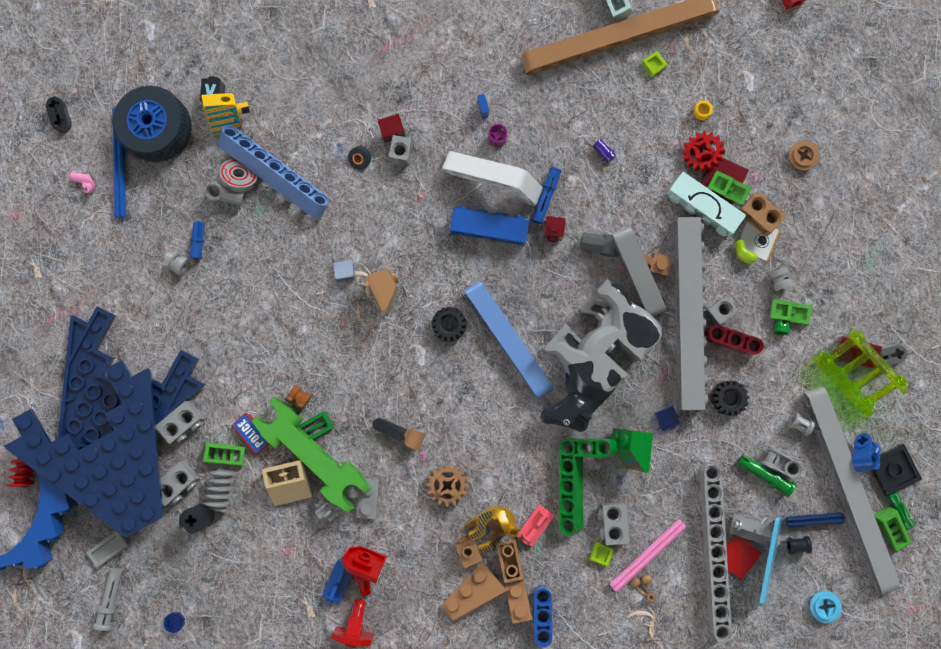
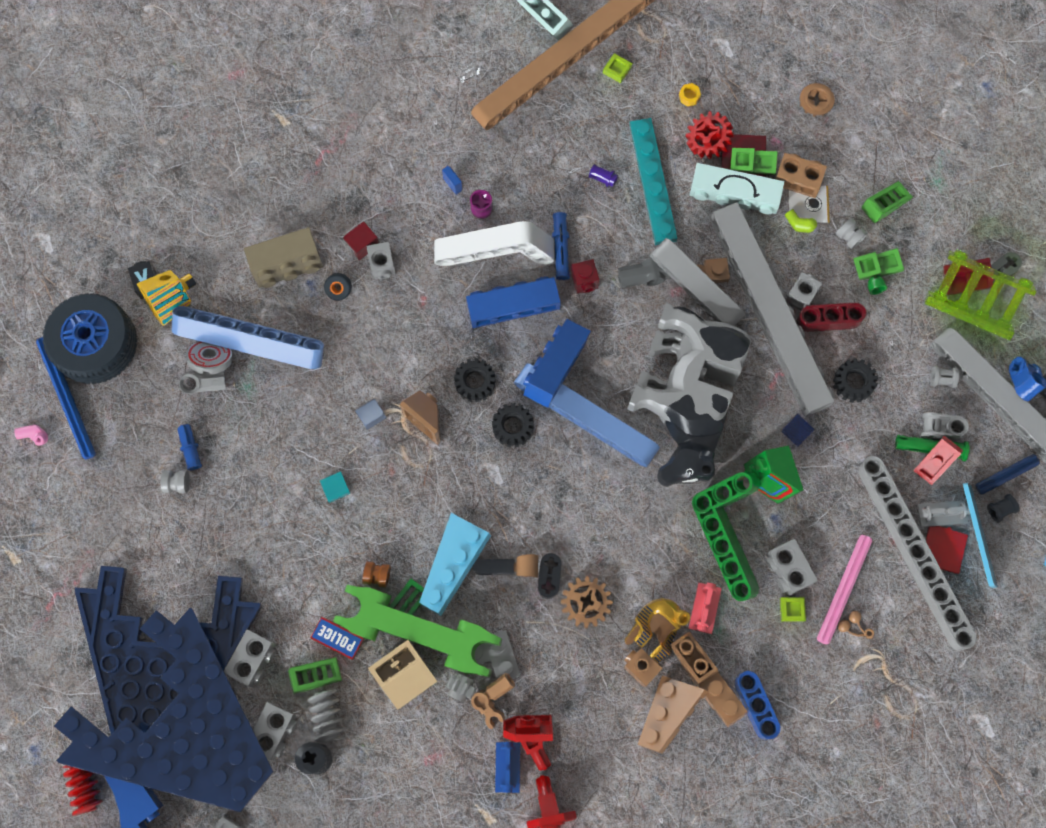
camera: 25 degrees left, 10 degrees down
(294, 316) = (335, 487): none -> teal tile
(324, 119) = (283, 258): none -> dark tan brick
(341, 526) = (483, 698): none -> medium nougat bar
(361, 411) = (454, 559): none -> medium azure wing
(424, 449) = (543, 575): none -> black beam
(434, 265) = (475, 367): none -> black tyre
(500, 292) = (556, 363): none -> blue brick
(642, 170) = (653, 180): none -> teal plate
(765, 489) = (938, 460): none -> plate
(809, 266) = (877, 211): none -> bright green slope

